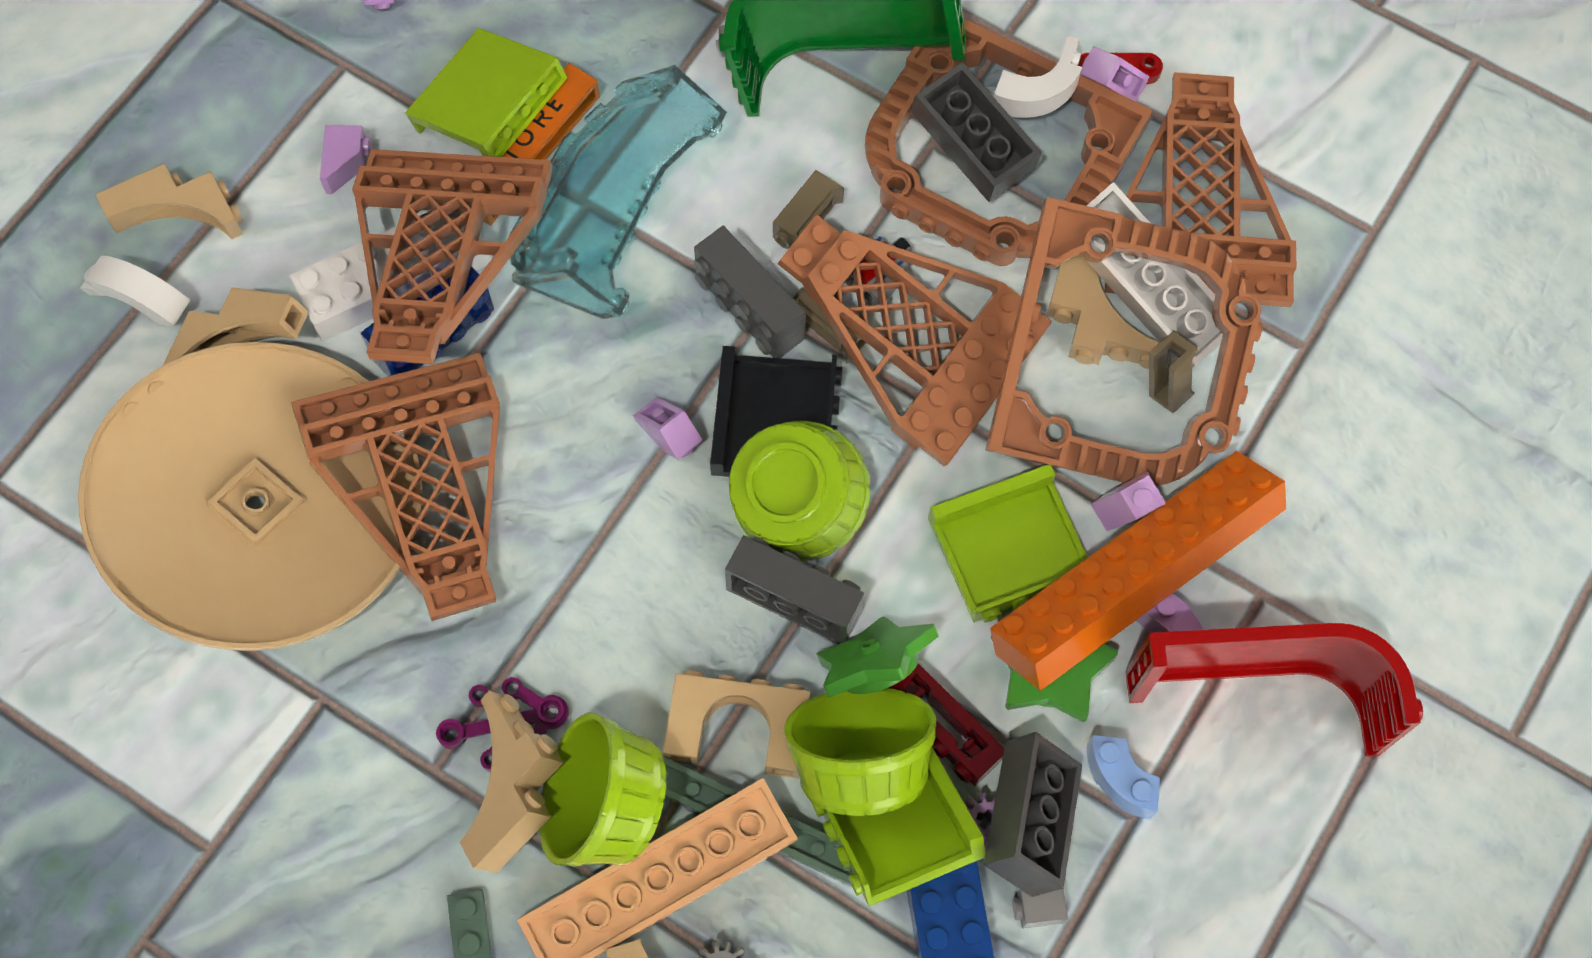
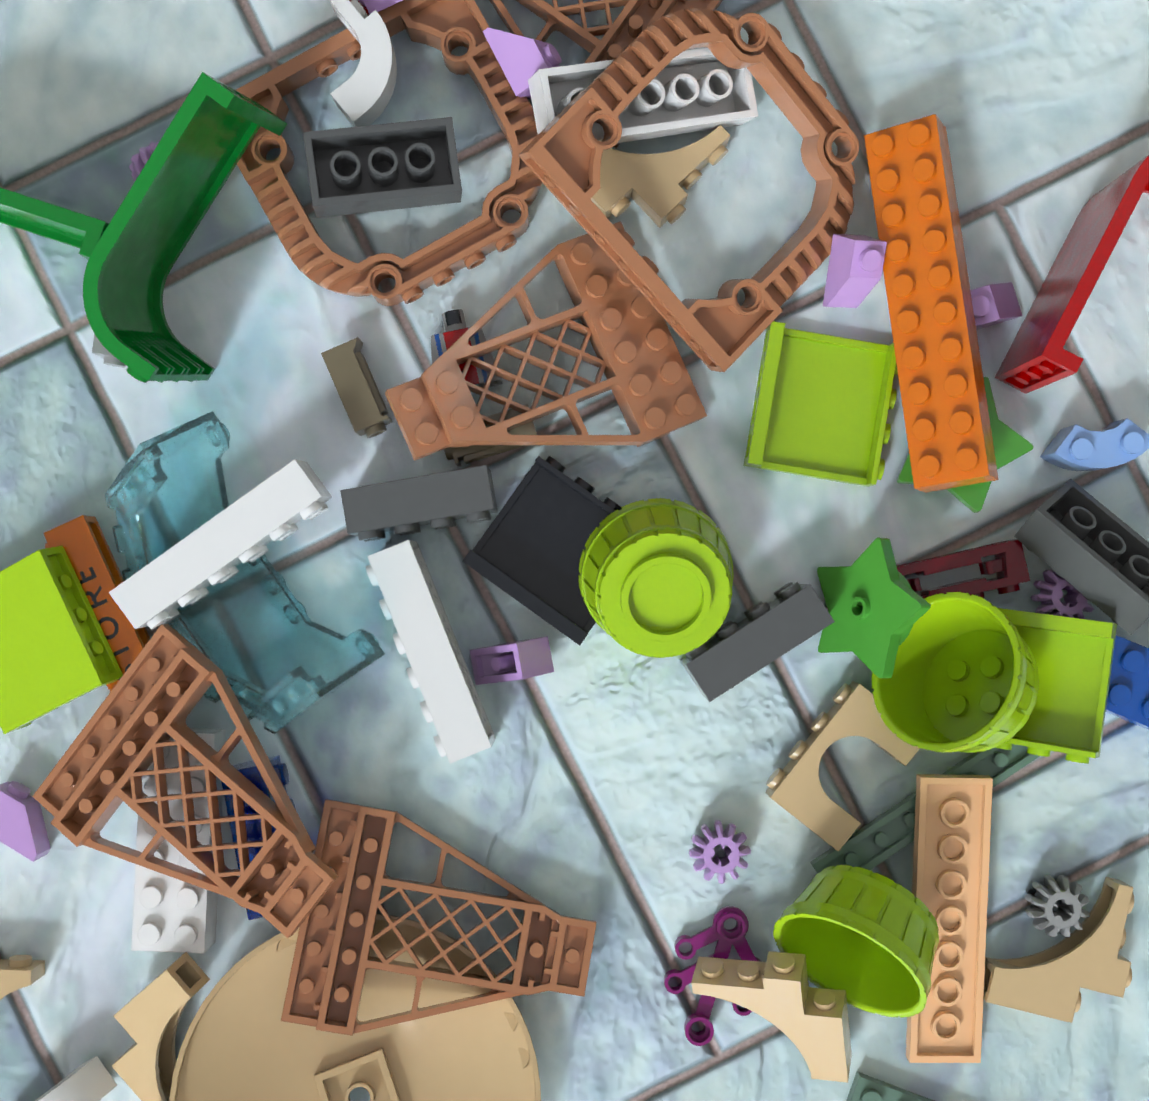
camera: 55 degrees left, 20 degrees up
(604, 655) = (706, 852): none -> lavender gear
(635, 171) = (220, 545): none -> white brick
(640, 361) = (431, 650): none -> white brick
(1123, 175) = (521, 57): none -> lavender slope
(1171, 371) = (752, 141): dark tan window -> none

